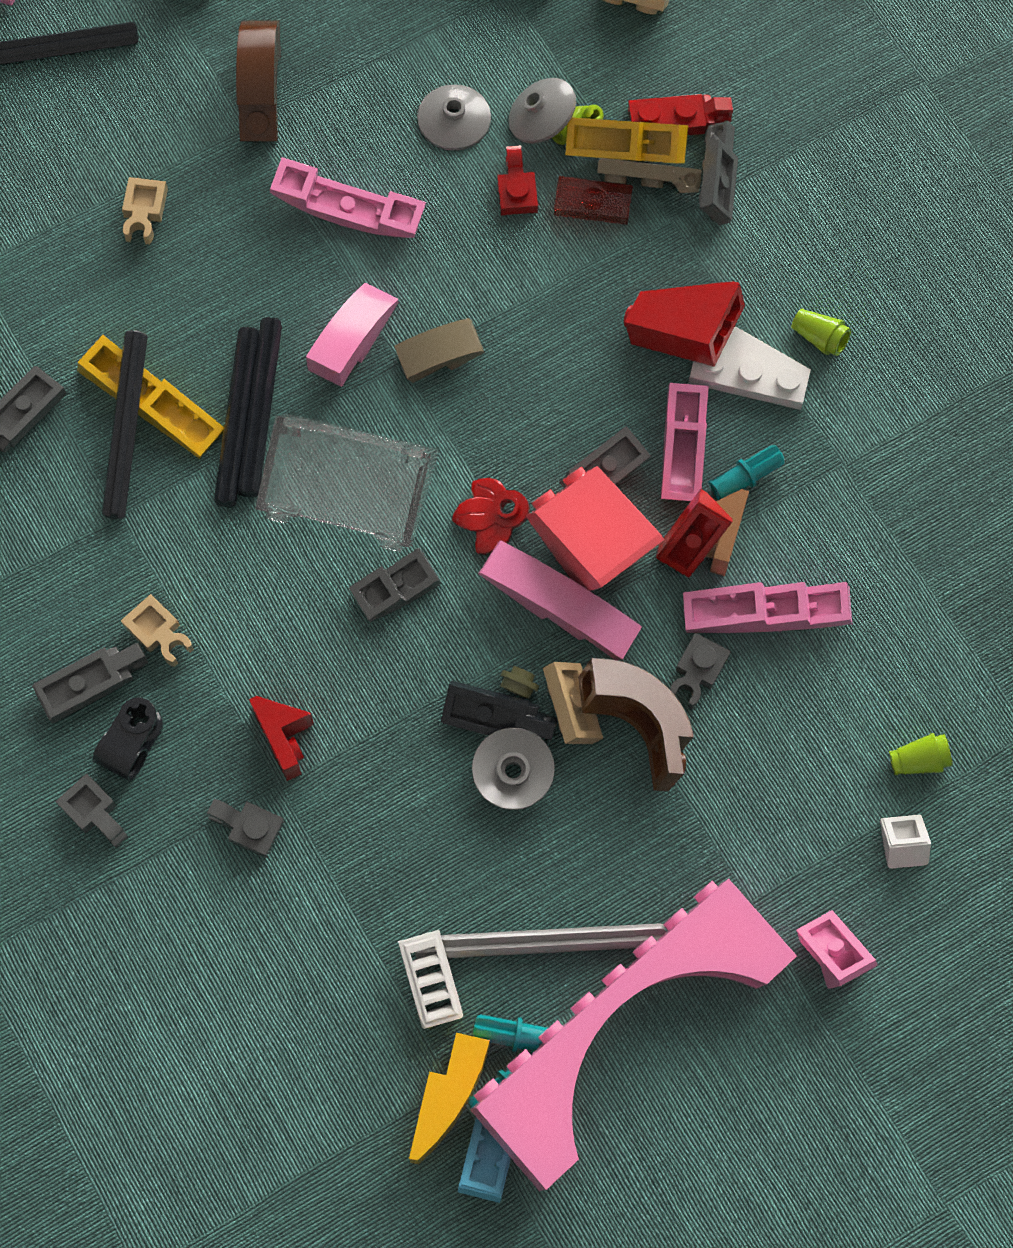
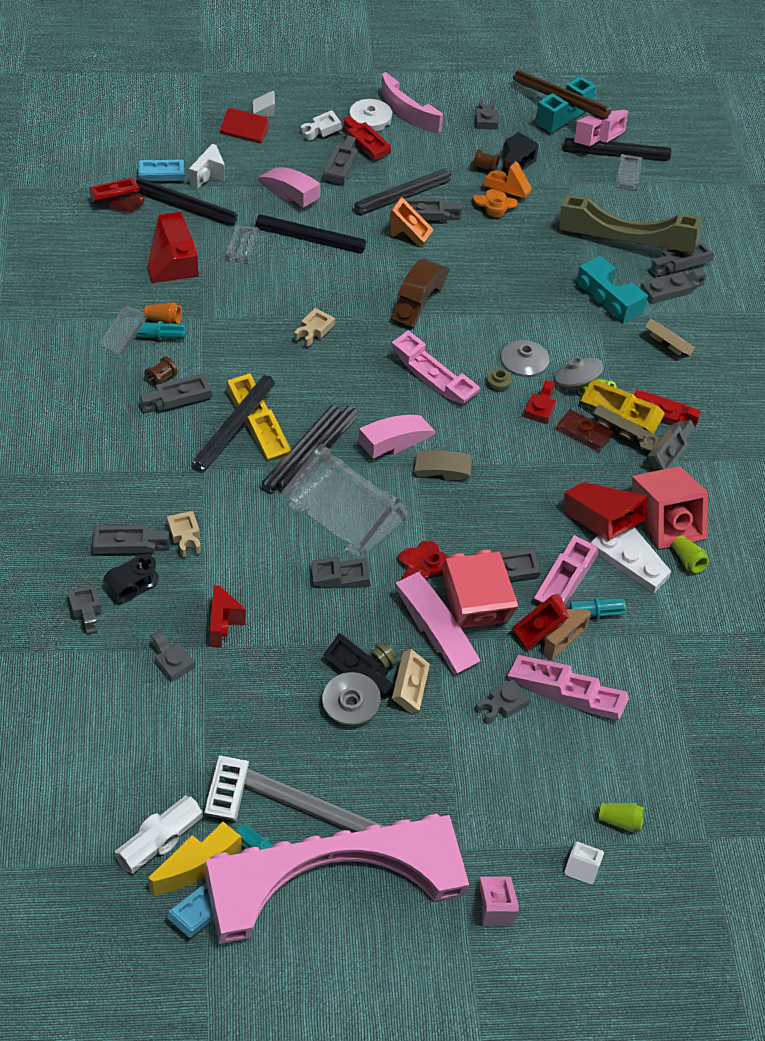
camera: 25 degrees right, 20 degrees down
(381, 1085) = (158, 834): none -> white piece
(440, 180) = (499, 379): none -> olive plate
(646, 704) = (455, 699): arch -> none
(771, 262) = (674, 505): none -> coral slope

